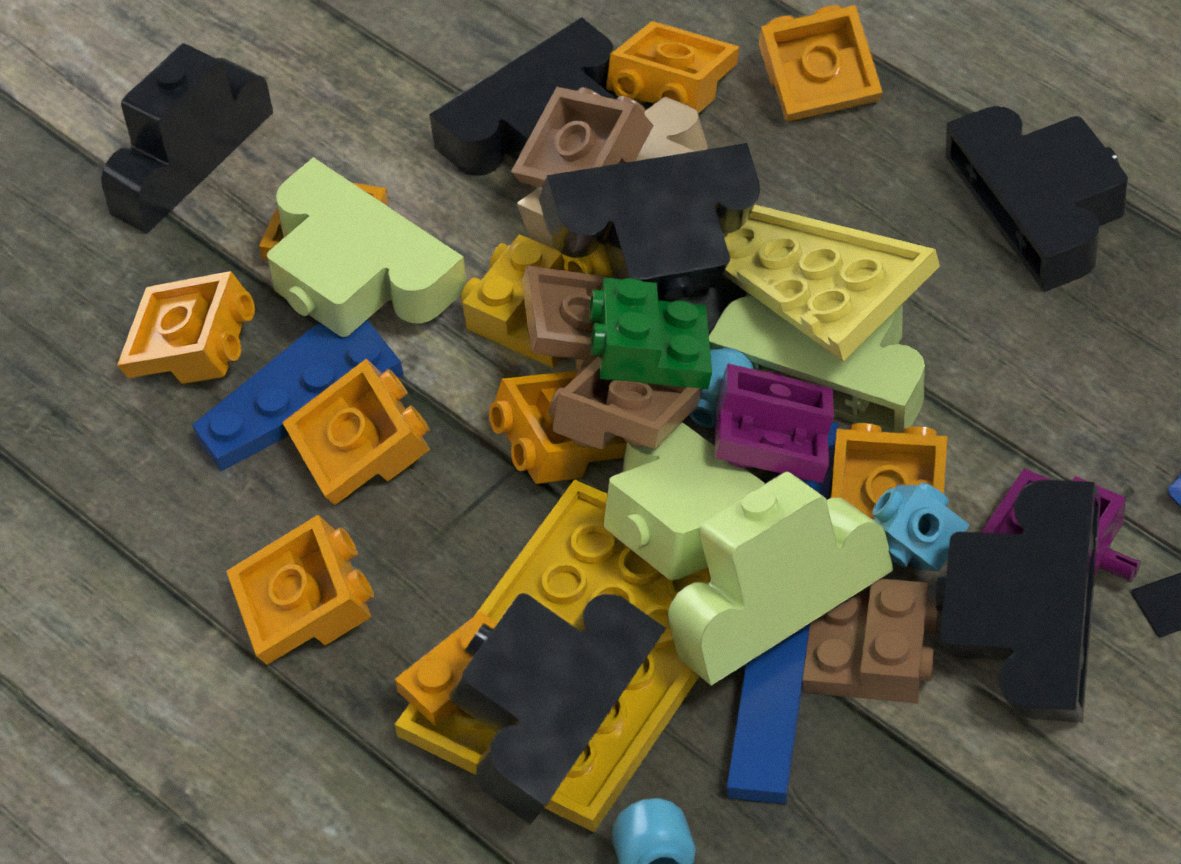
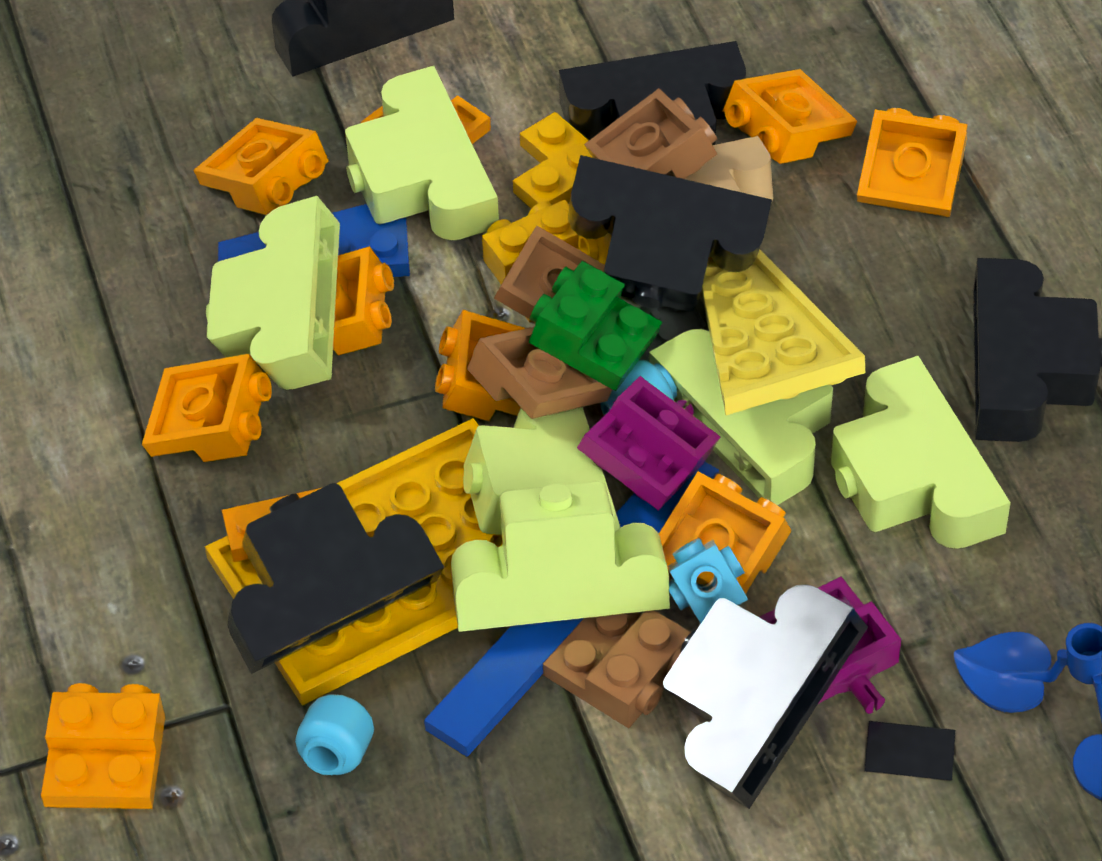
camera: 25 degrees right, 0 degrees up
(307, 448) = (281, 297): none -> yellowish green brick
(484, 201) = (558, 151): none -> yellow plate
(1011, 332) = (916, 461): none -> yellowish green brick

